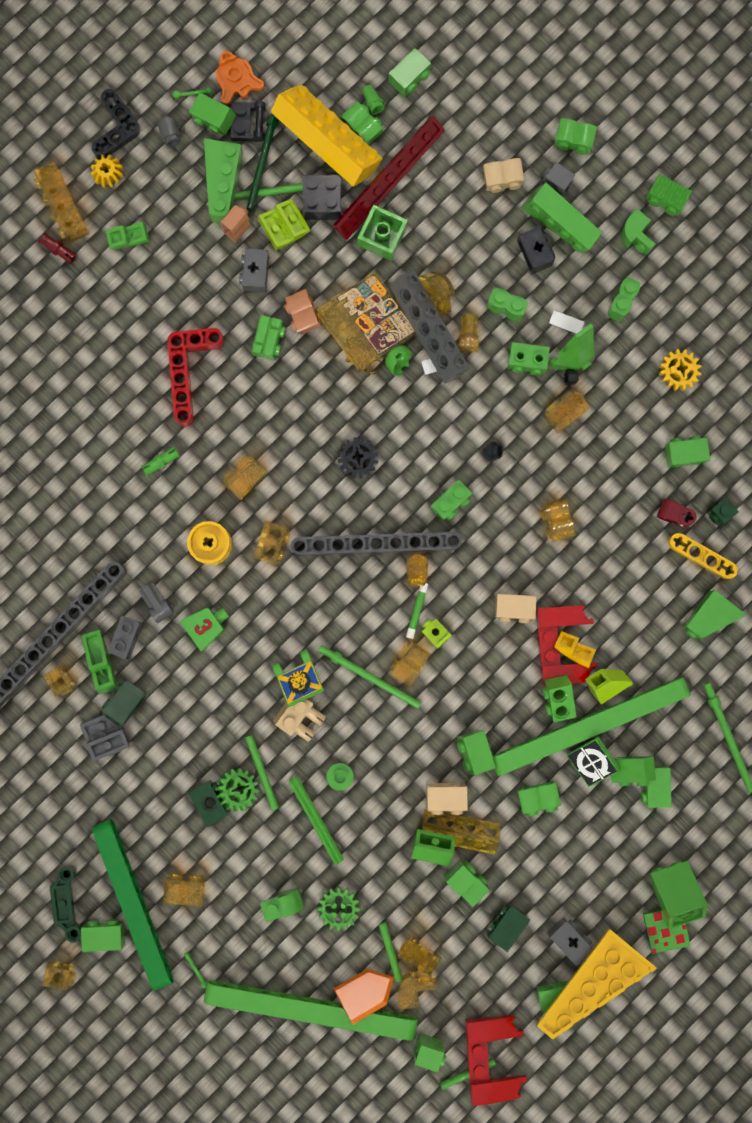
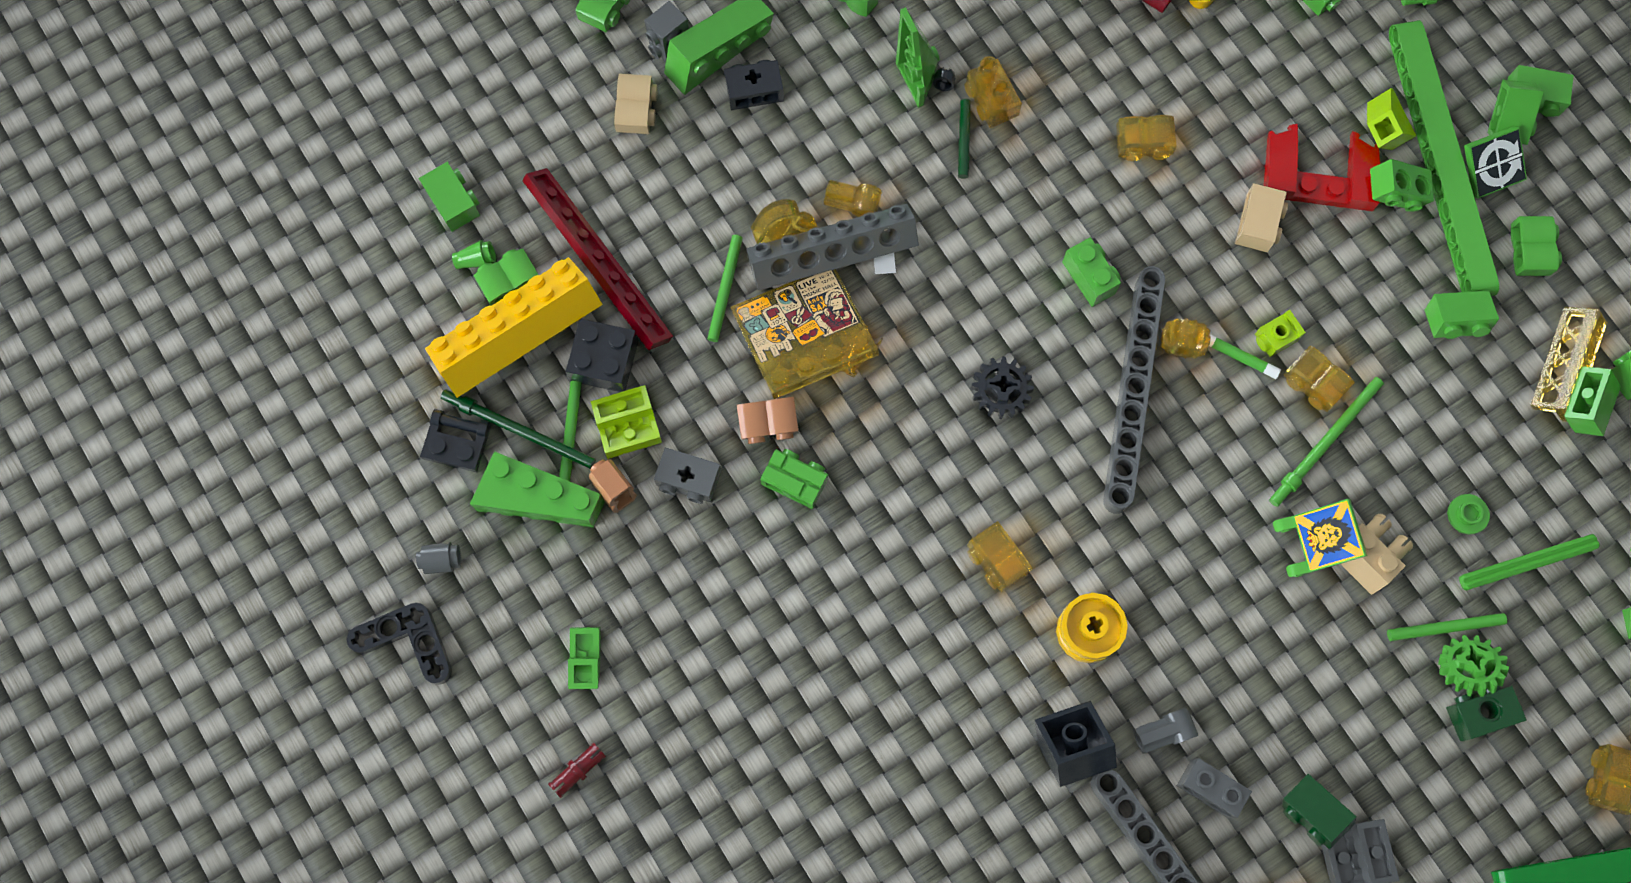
camera: 75 degrees left, 10 degrees down
(61, 202) = (506, 748): clear yellow brick -> none
(99, 662) = (1243, 839): bright green slope -> none
(109, 164) = (482, 673): yellow gear -> none
(132, 544) = (1075, 743): none -> black brick
(160, 461) = (948, 679): bright green pin -> none
(176, 94) = (383, 537): bright green hinge -> none
(183, 368) = (814, 612): red beam -> none
(205, 626) = (1216, 663): bright green torso -> none
(212, 113) = (433, 487): bright green brick -> none
(236, 77) = (383, 444): orange tile -> none
(265, 542) = (1103, 545): clear yellow brick -> none
(382, 232) = (678, 281): bright green brick -> none
(388, 265) = (725, 287): none -> bright green bar
(397, 359) = (868, 302): bright green hair -> none
(446, 797) = (1523, 365): tan brick -> none
(493, 450) = (1028, 202): black plate -> none
(503, 303) = (822, 138): bright green brick -> none
(528, 358) = (906, 126): bright green brick -> none
(531, 399) = (964, 138): none -> dark green bar
(566, 322) = (863, 70): white sticker -> none
(569, 646) = (1335, 152): yellow slope -> none

